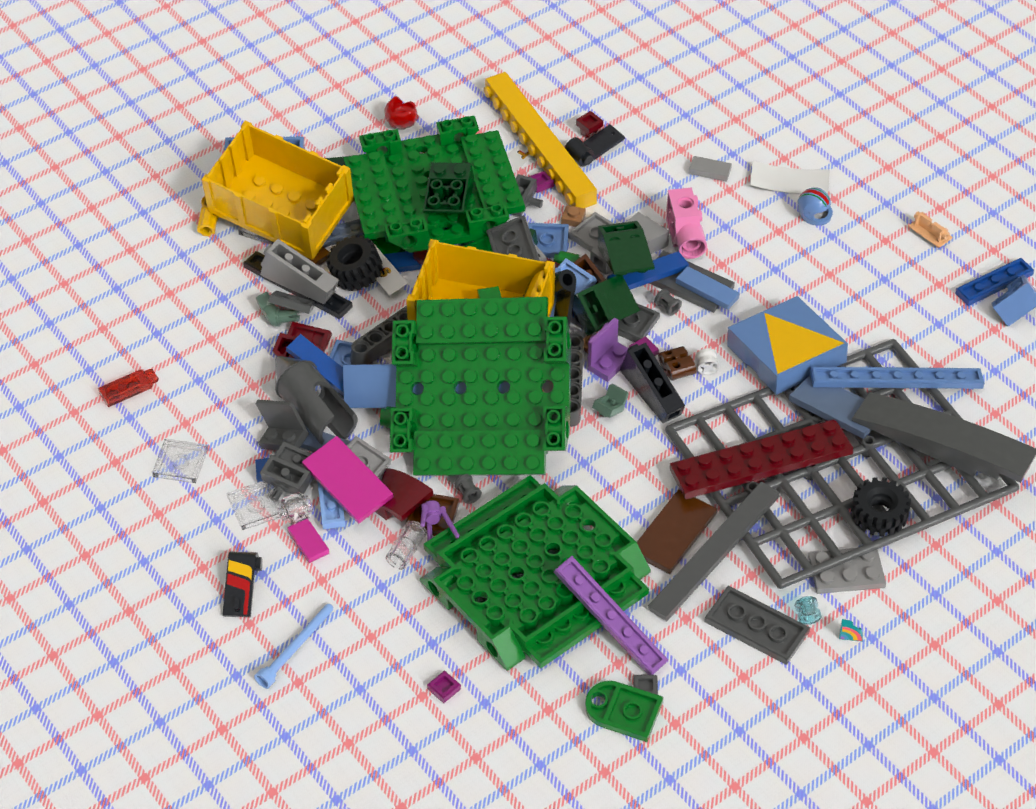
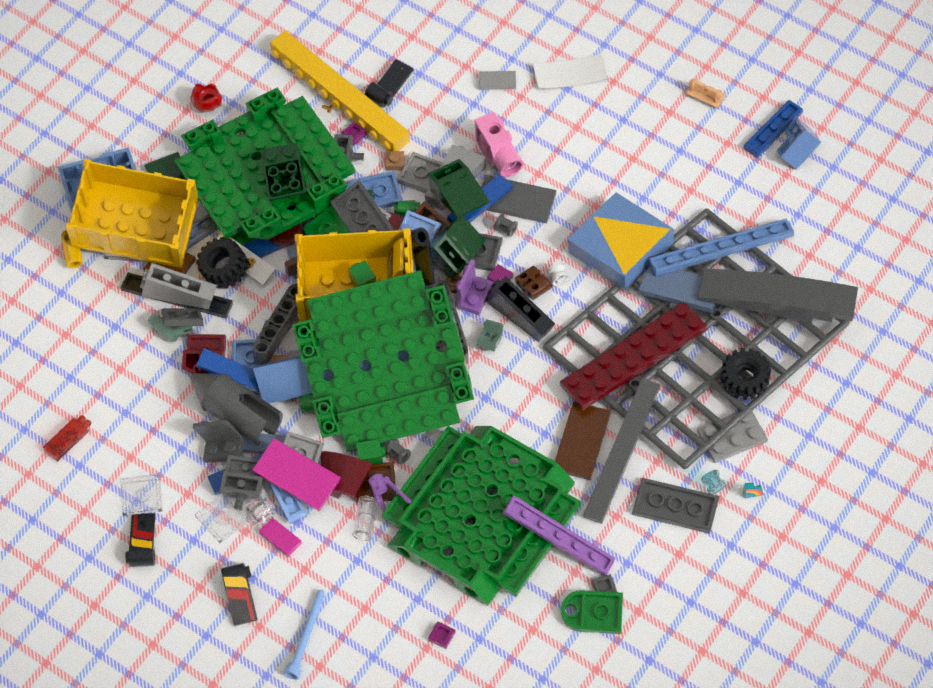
camera: 15 degrees left, 10 degrees up
(156, 510) = (141, 541): none -> black door
(438, 479) = (371, 451): none -> green brick
(589, 123) = (377, 63): dark red tile -> none
(707, 288) = (535, 202): medium blue tile -> none
(812, 202) = (600, 93): medium blue helmet -> none

